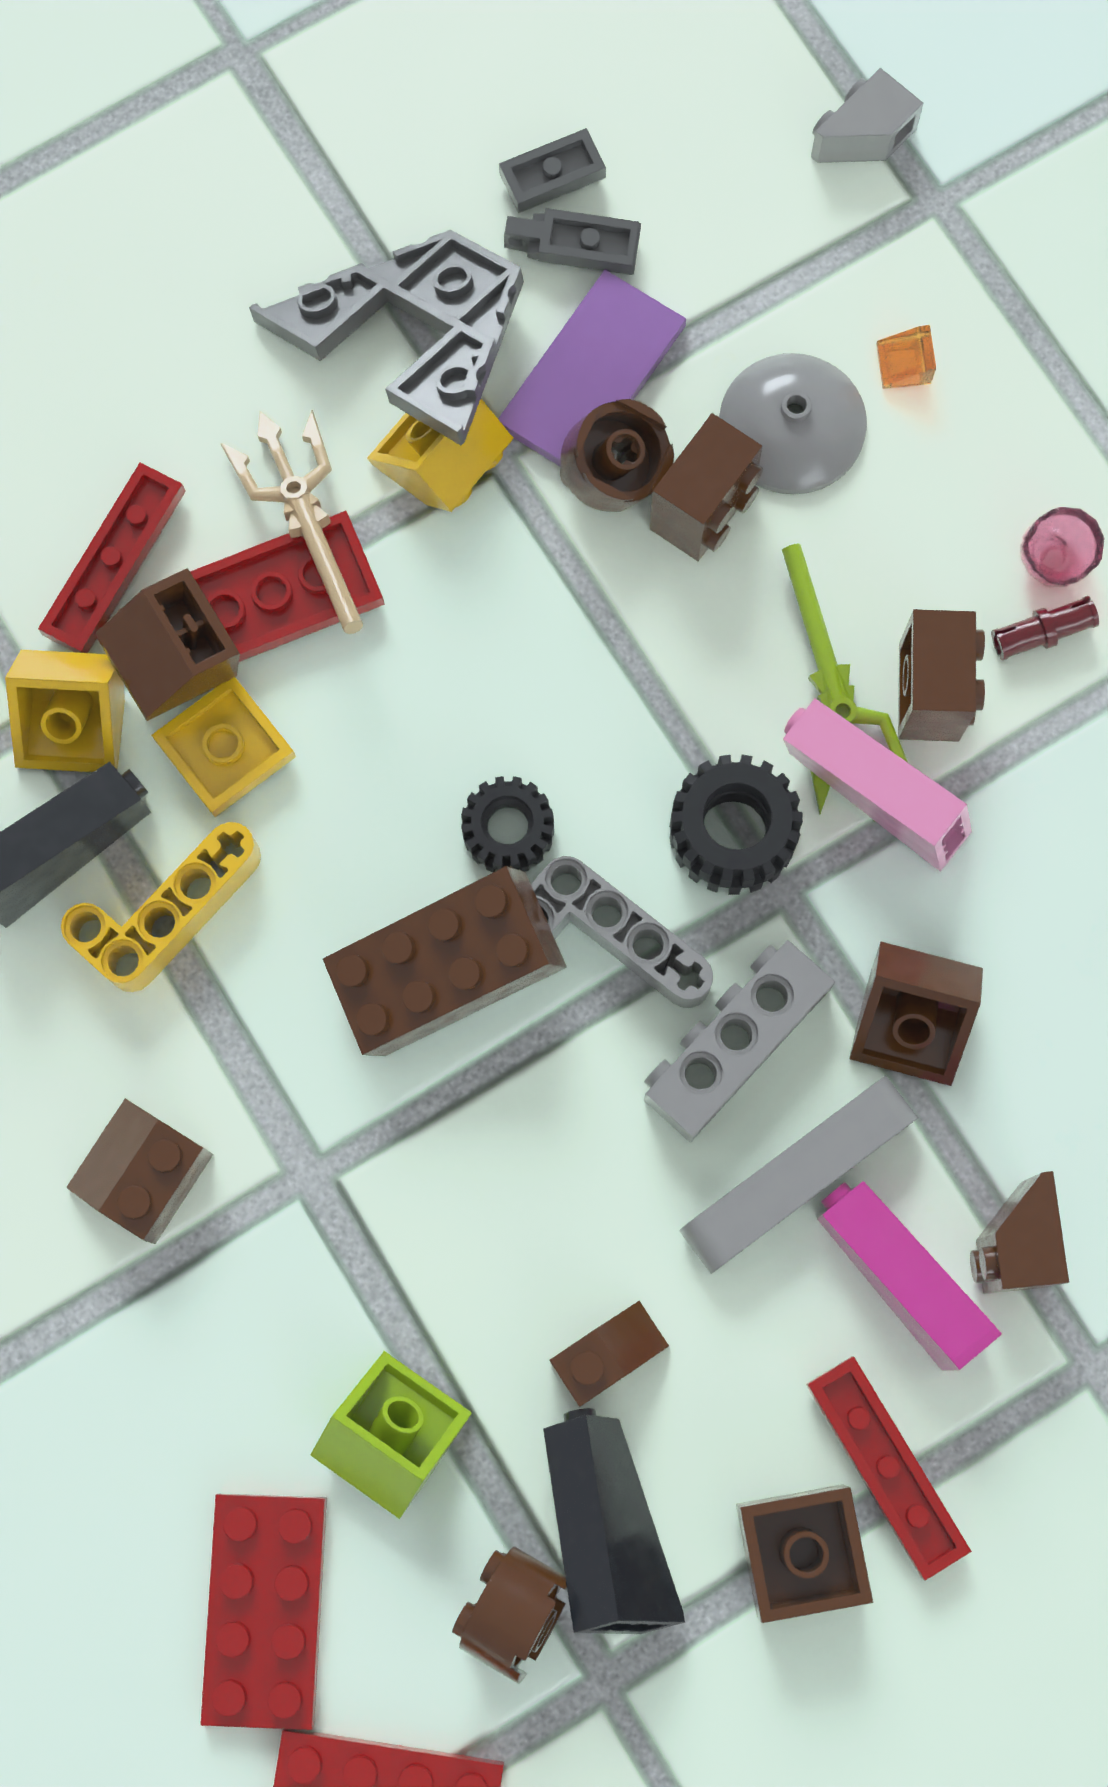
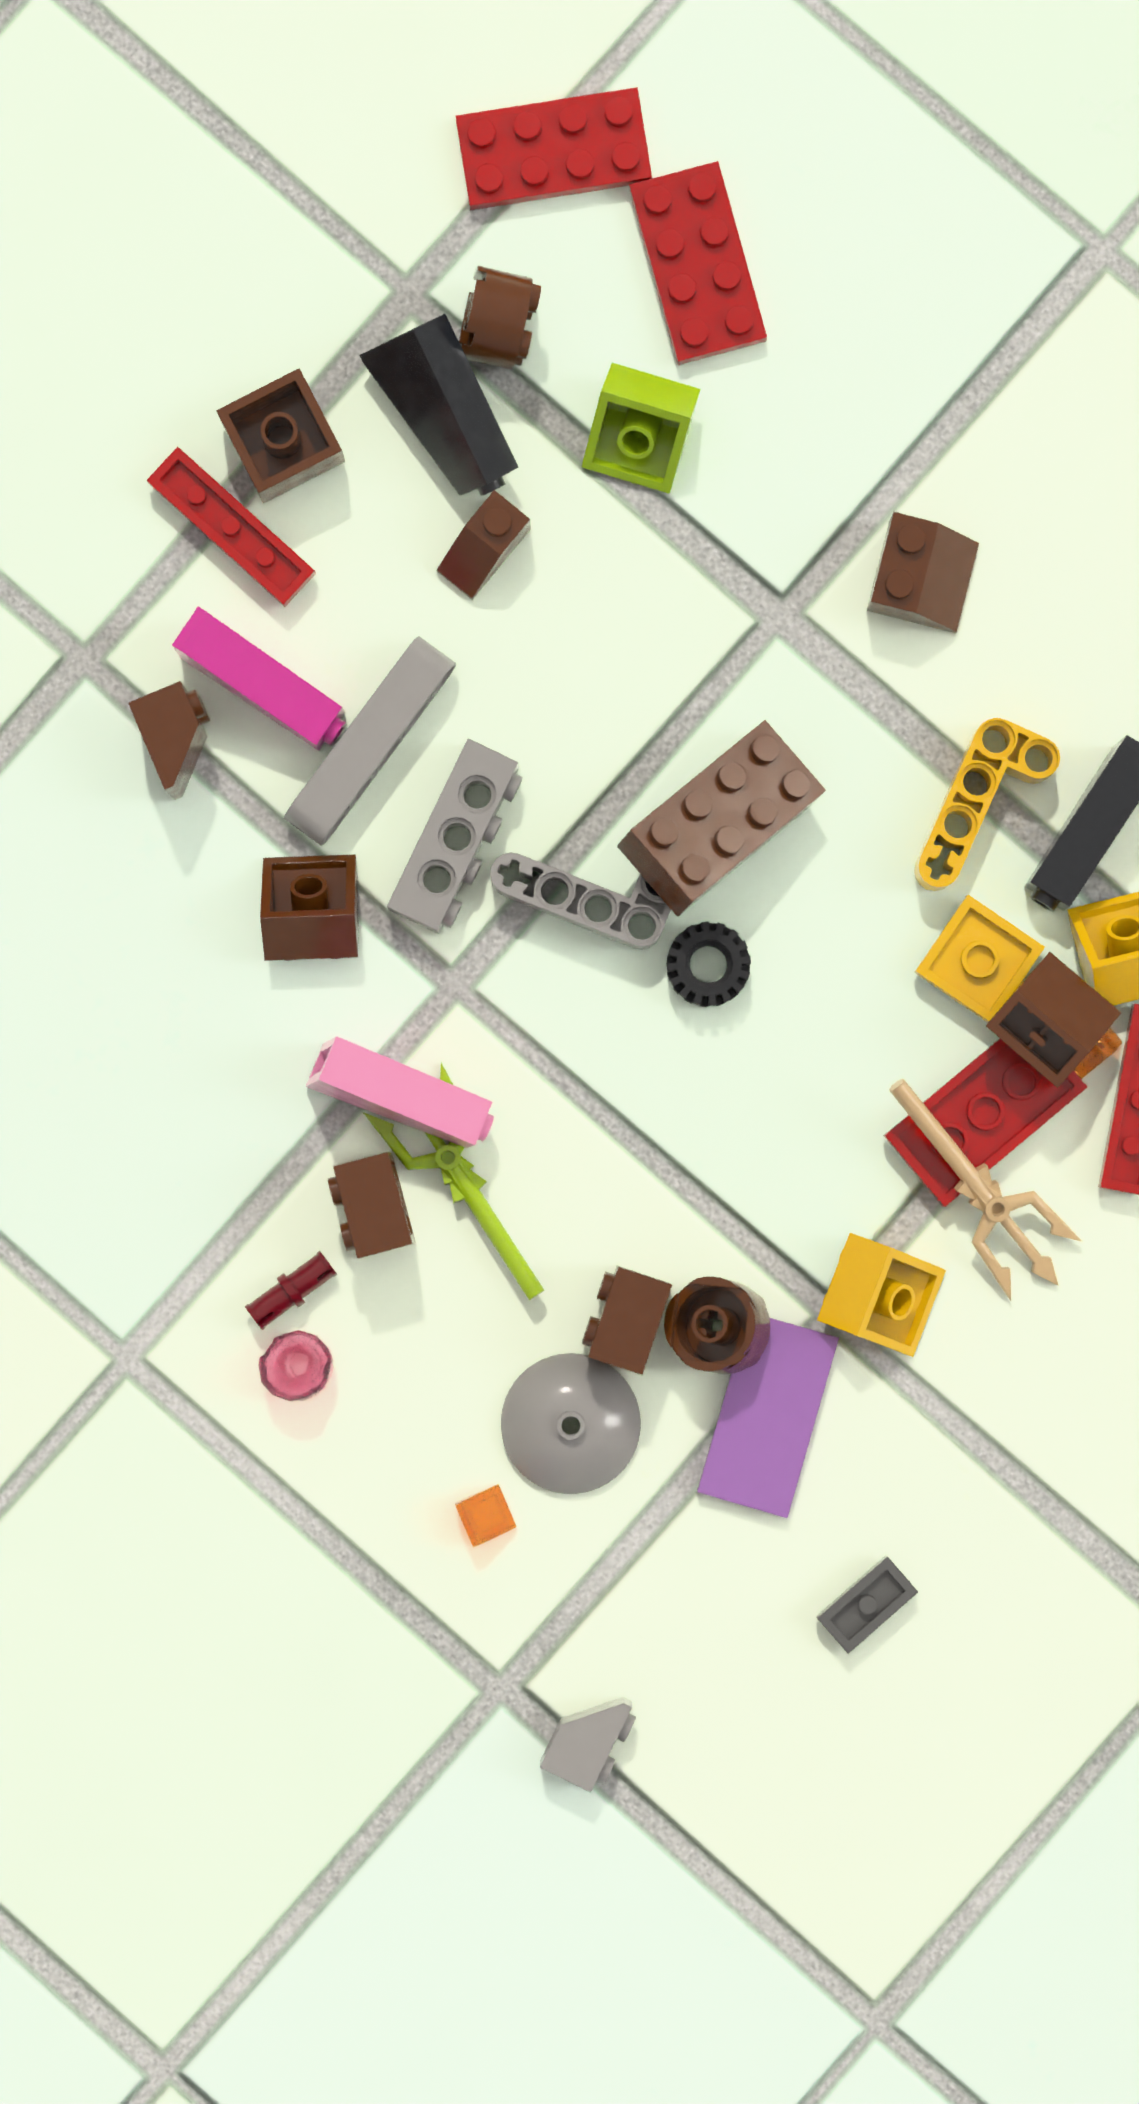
camera: 155 degrees right, 10 degrees up
(442, 283) = (924, 1451): wing -> none
(576, 240) = (820, 1539): dark grey hinge -> none
(743, 784) = (511, 979): black tyre -> none

